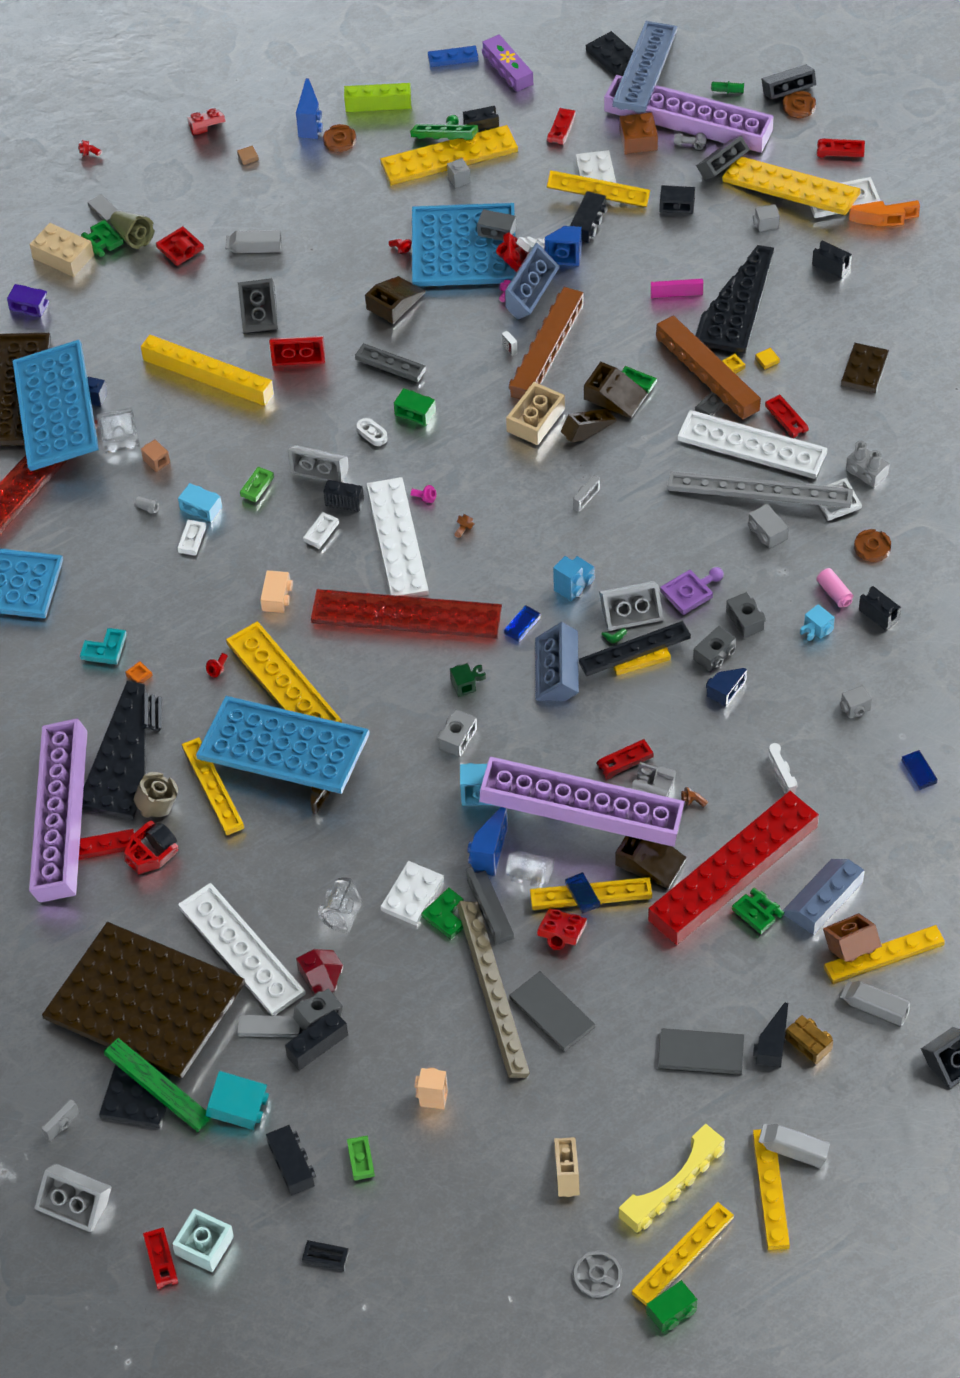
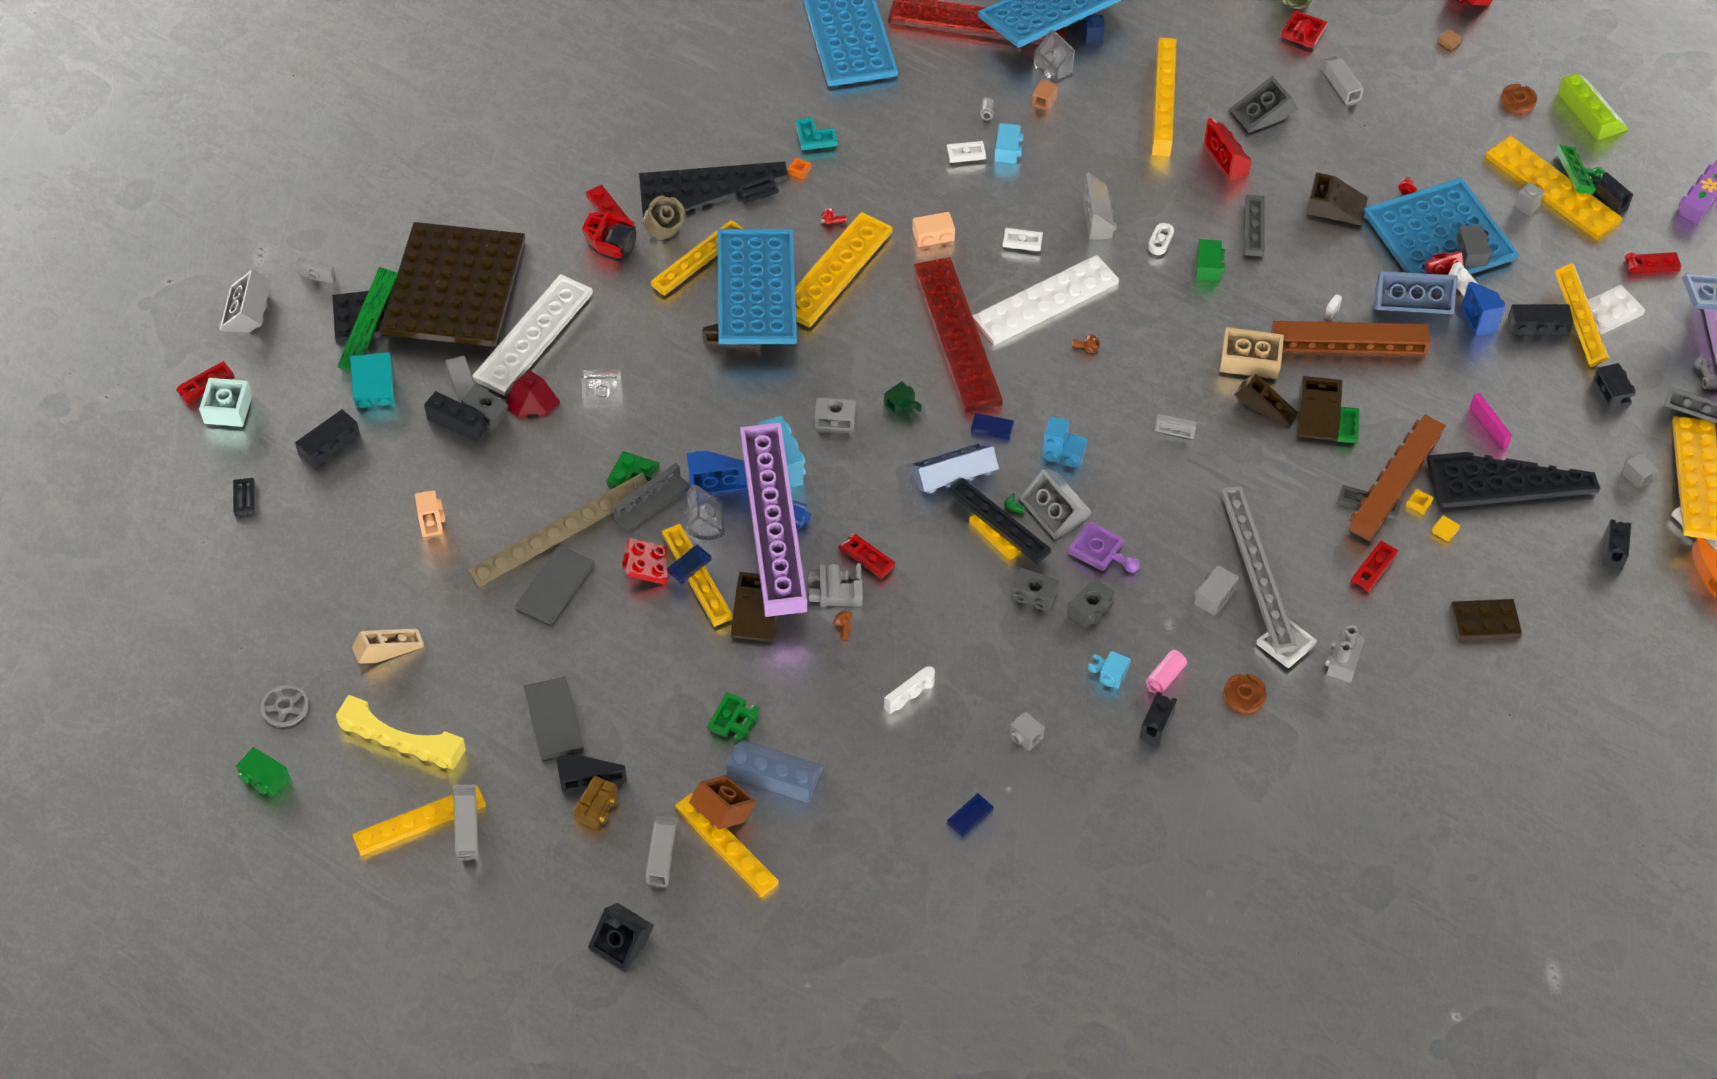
camera: 65 degrees right, 0 degrees up
(58, 811) = (621, 159): lavender brick -> none
(257, 484) = (1052, 176): bright green plate -> none
(308, 113) = (1528, 59): blue slope -> none
(343, 495) = (1070, 241): black brick -> none
(360, 1158) = (347, 488): bright green plate -> none
(412, 893) = (644, 438): white plate -> none
(428, 494) = (1109, 304): dark pink plate -> none
(452, 56) = (1688, 148): blue plate -> none
(638, 133) = (1683, 325): dark orange brick -> none
(683, 1254) = (324, 766): yellow plate -> none
(726, 685) = (994, 612): dark blue slope -> none
(733, 867) = (774, 681): red brick -> none
(752, 444) = (1319, 548): white plate -> none

